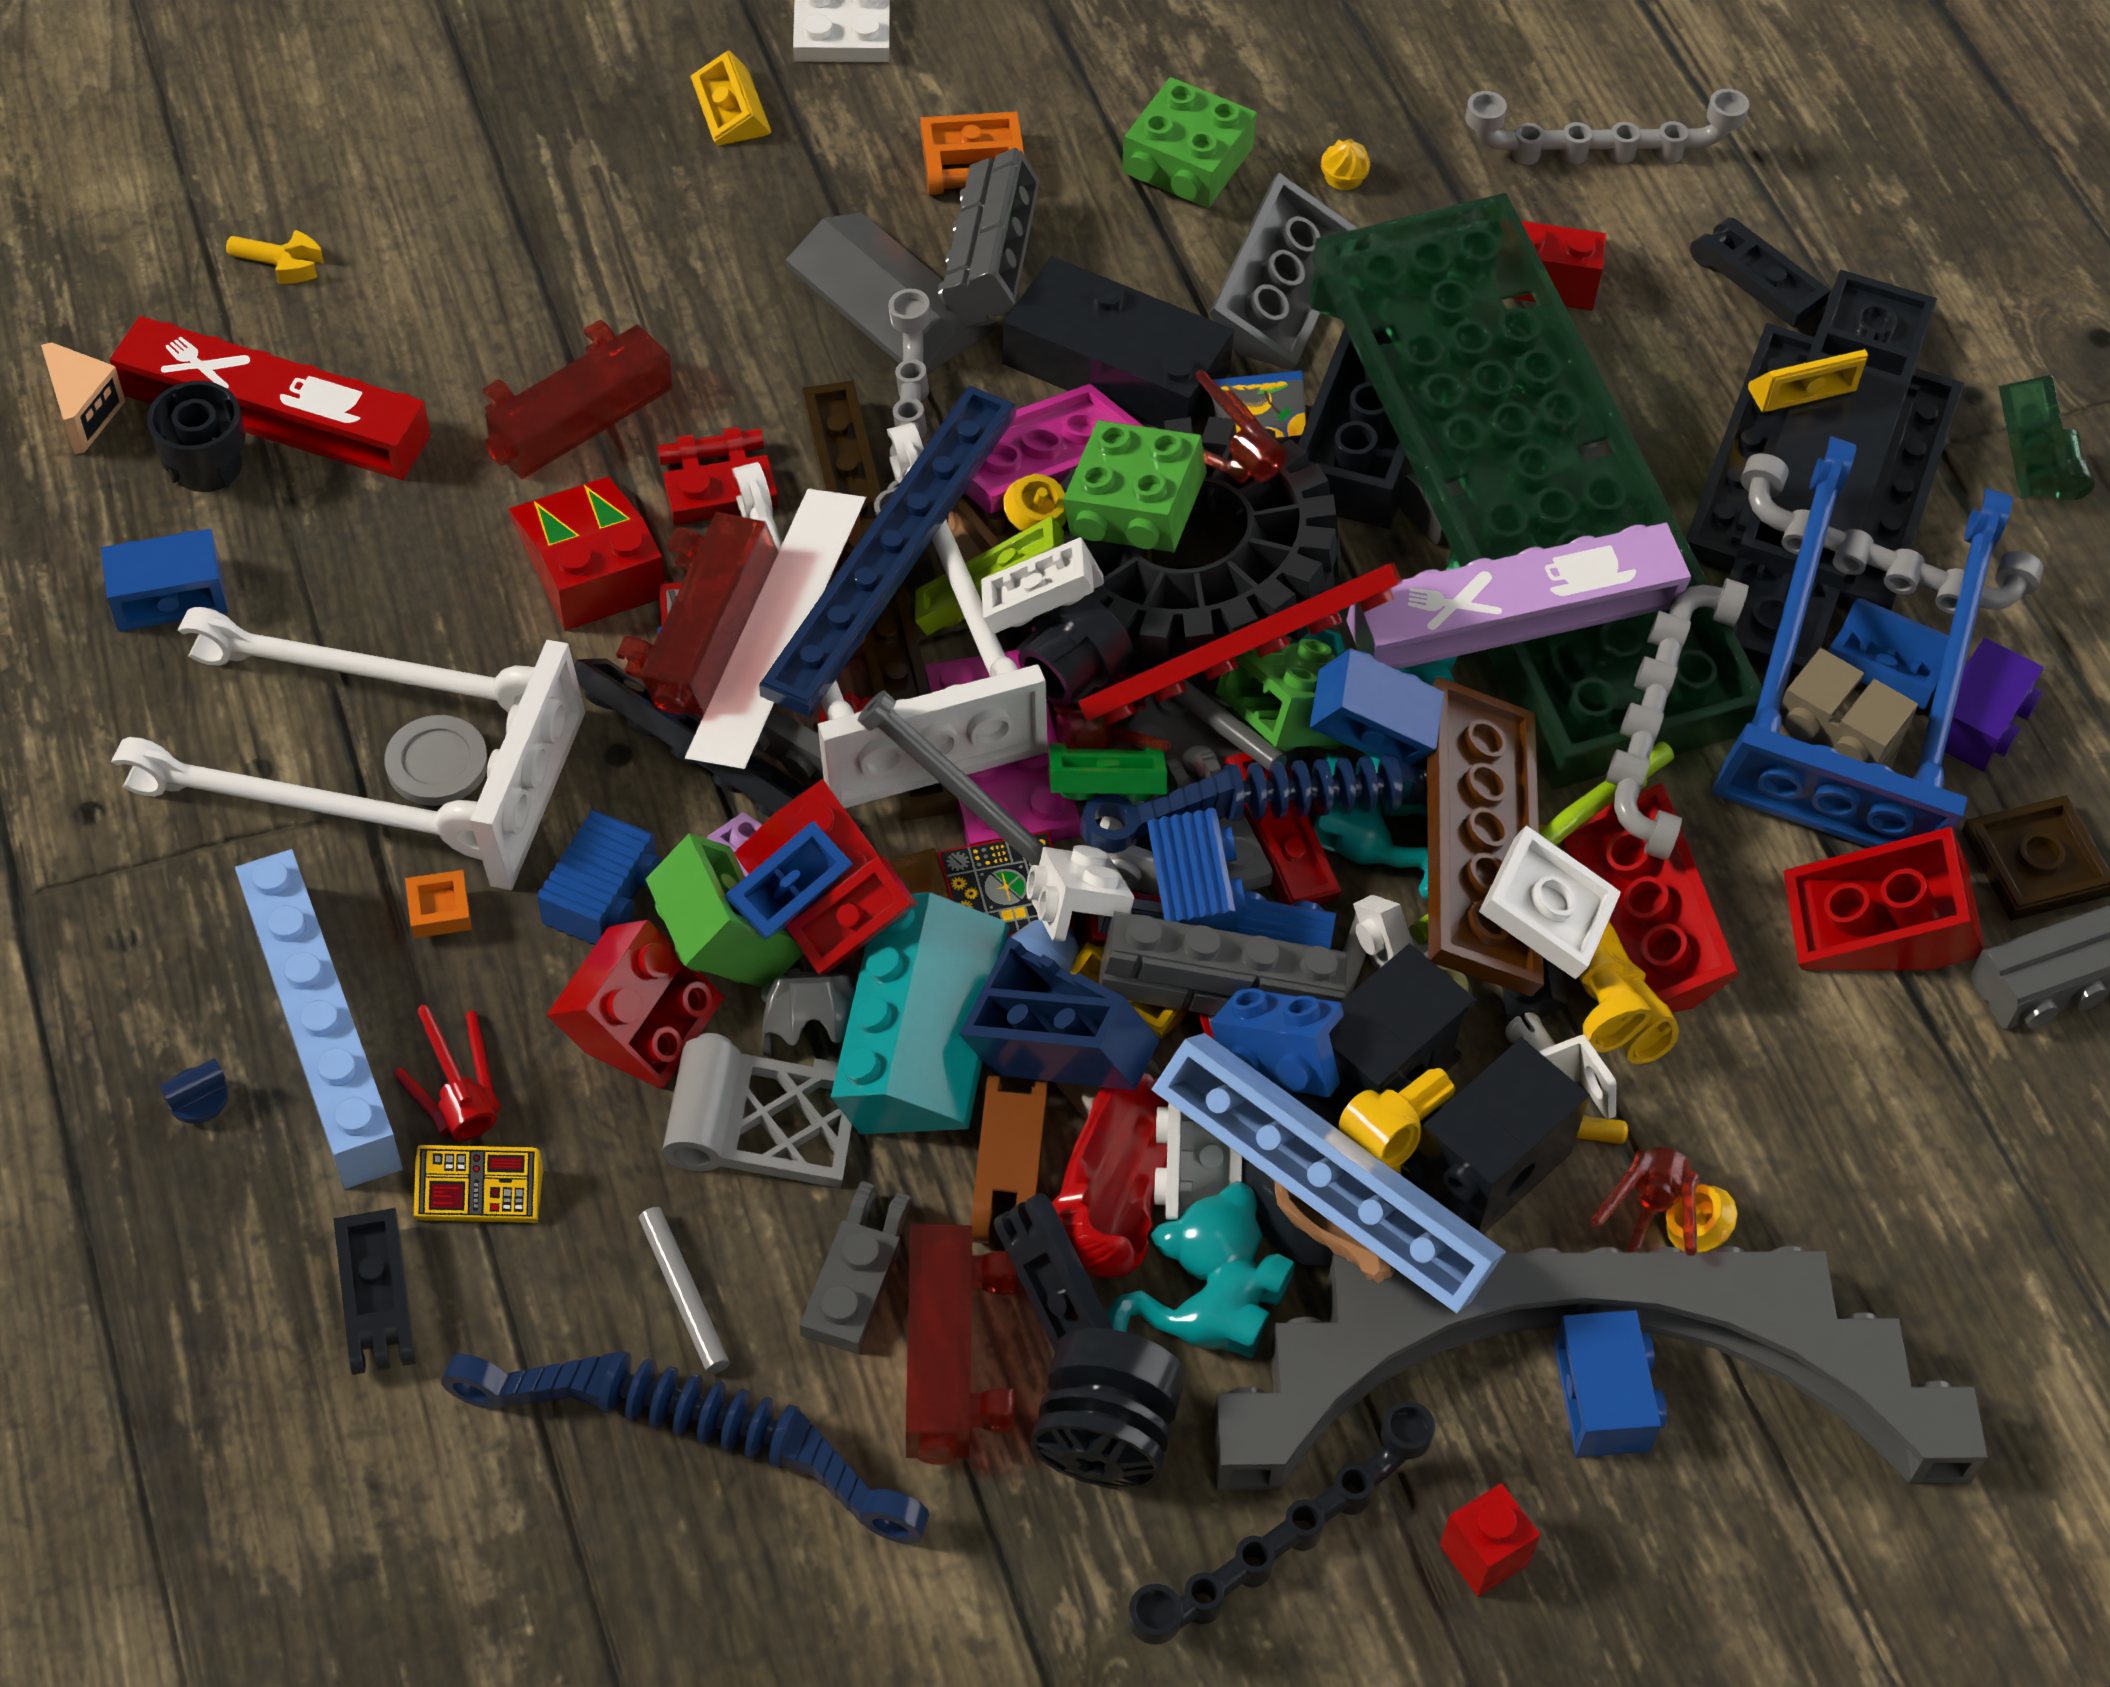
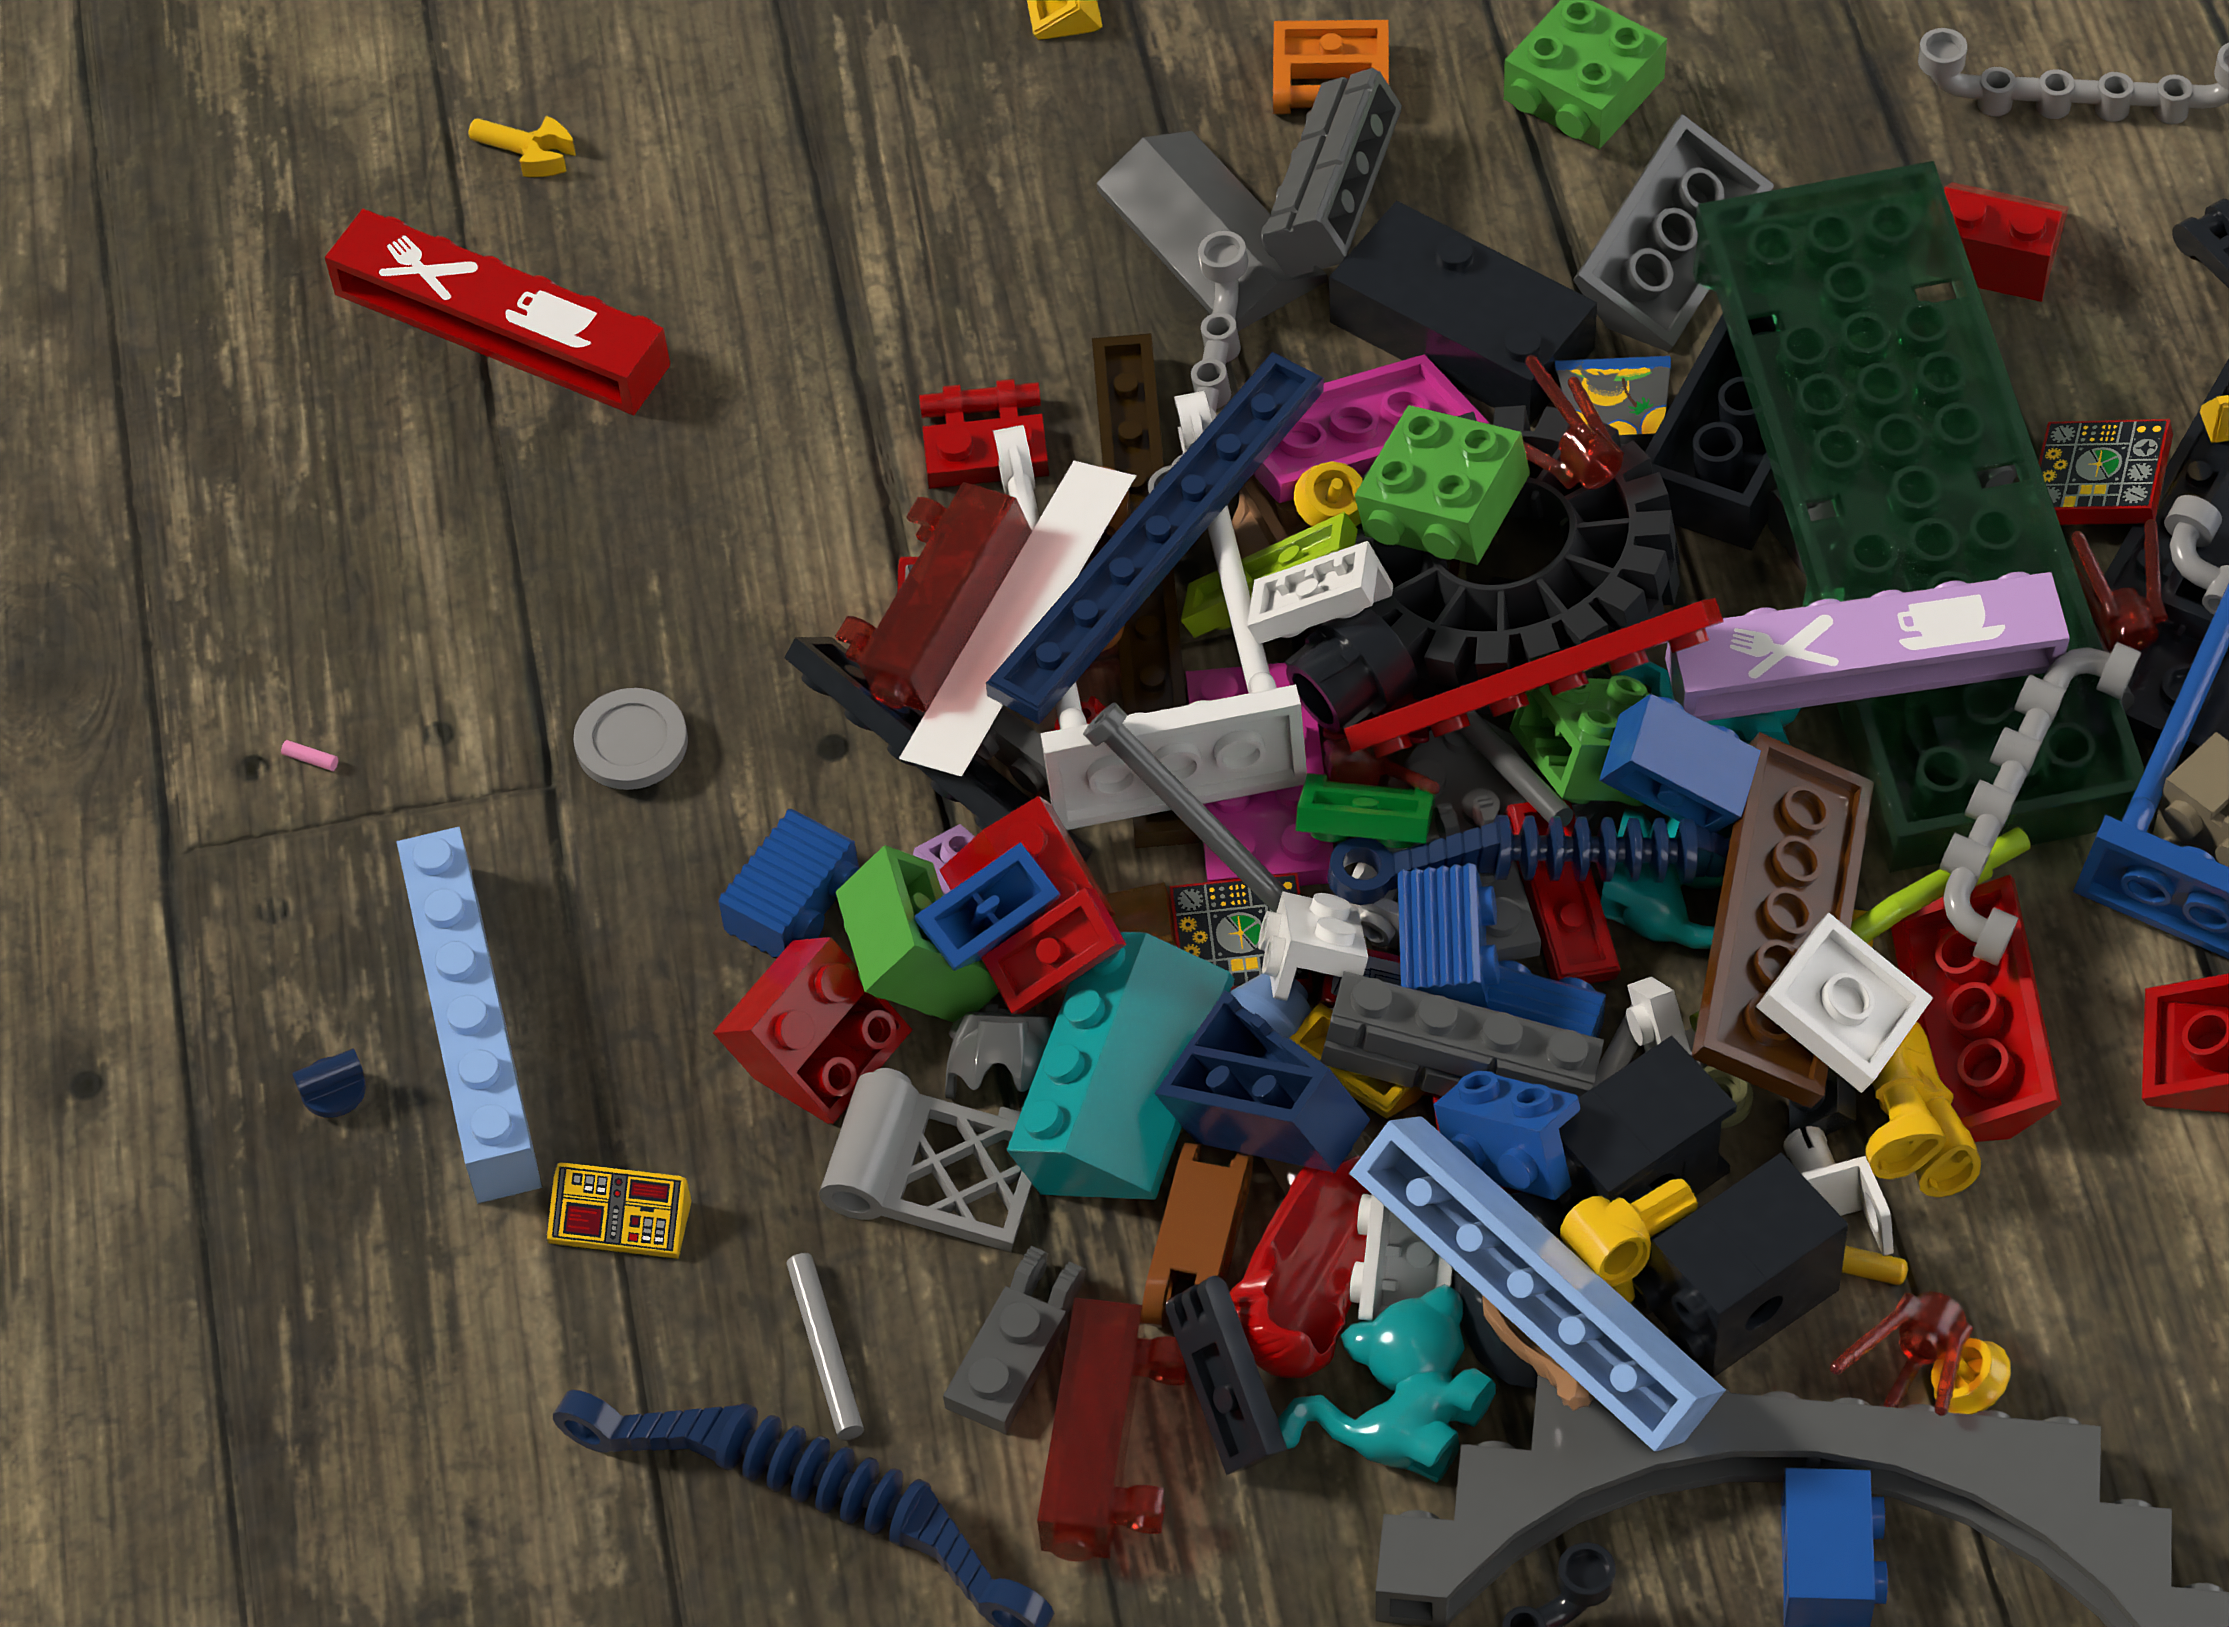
camera: 15 degrees right, 0 degrees up
(85, 392) = (295, 293): light nougat slope -> none
(141, 798) = (309, 755): none -> bright pink piece
(163, 578) = (358, 512): blue brick -> none
(198, 434) = (412, 350): black piece -> none
(374, 1288) = (494, 1312): black hinge -> none
(438, 904) = (613, 899): orange plate -> none
(464, 1106) = (614, 1125): red plant -> none
(521, 776) = (715, 766): white piece -> none
(577, 400) = (835, 337): clear red brick -> none
(590, 552) = (828, 513): red slope -> none
(1108, 1408) = (1261, 1518): black wheel -> none
(1345, 164) = (1770, 105): yellow plate -> none
(1680, 439) = (2106, 469): none -> tile
(1715, 554) = (2123, 613): none -> clear red plant

